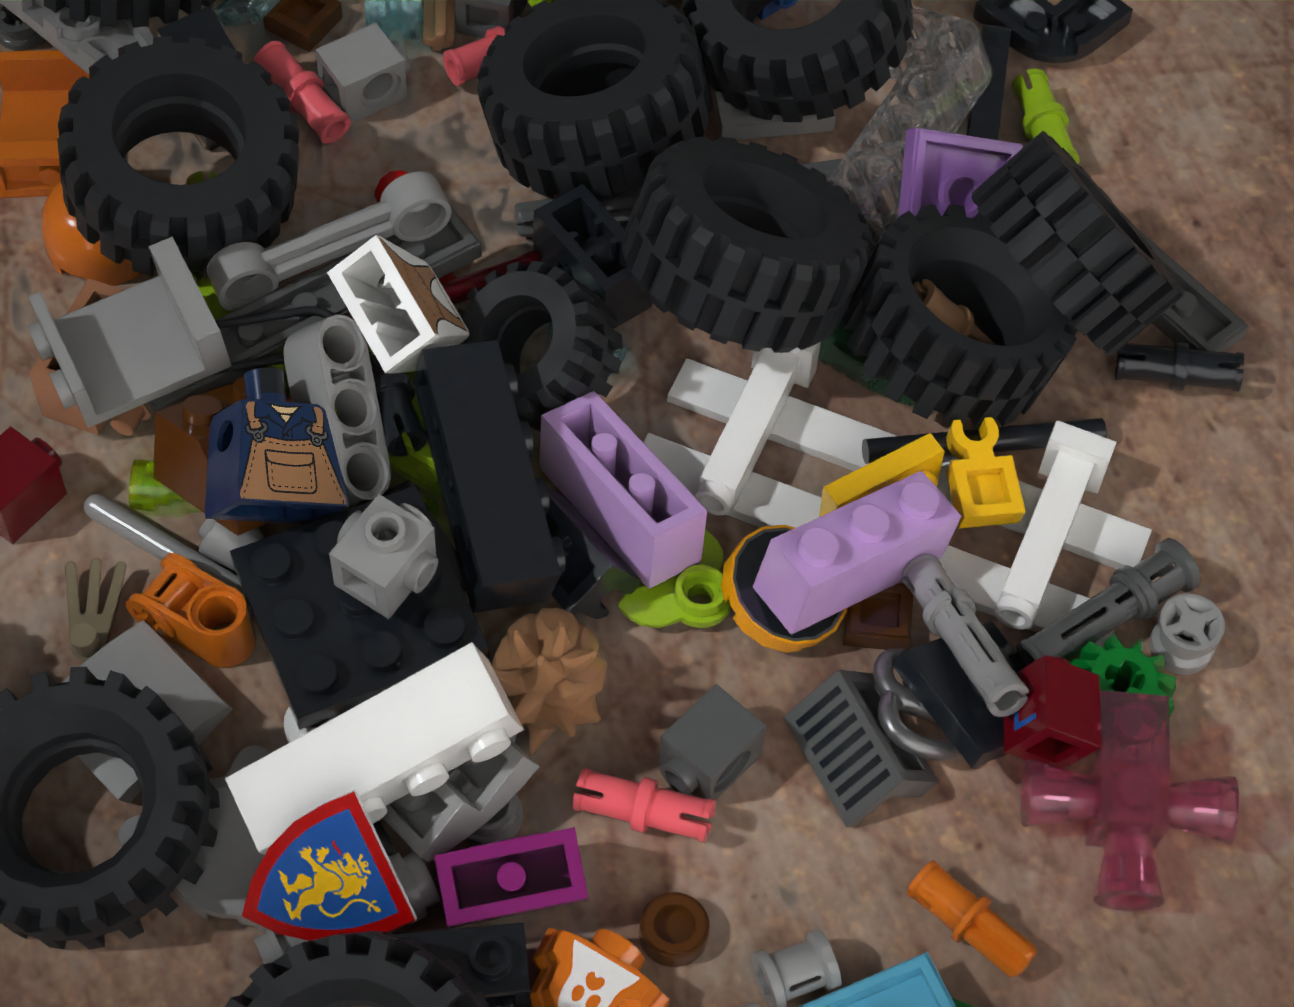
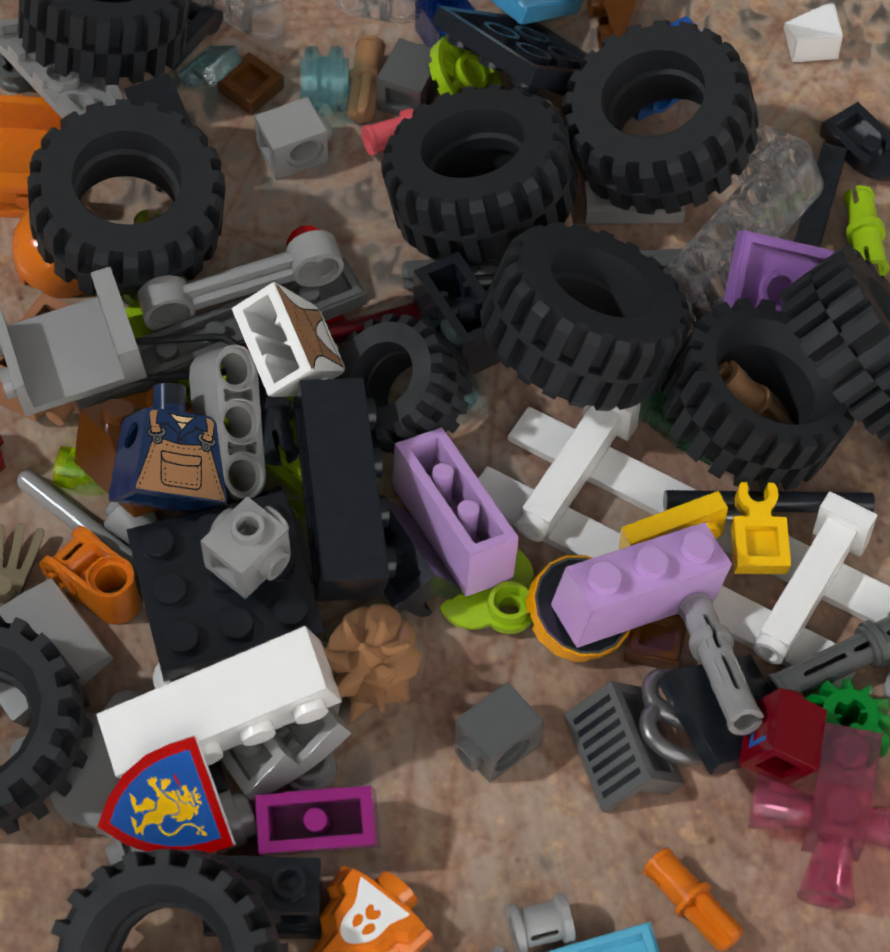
camera: 10 degrees right, 0 degrees up
(304, 91) = (240, 149): coral pin -> none
(644, 805) = (436, 774): coral pin -> none
(674, 929) = (446, 879): reddish brown tile -> none

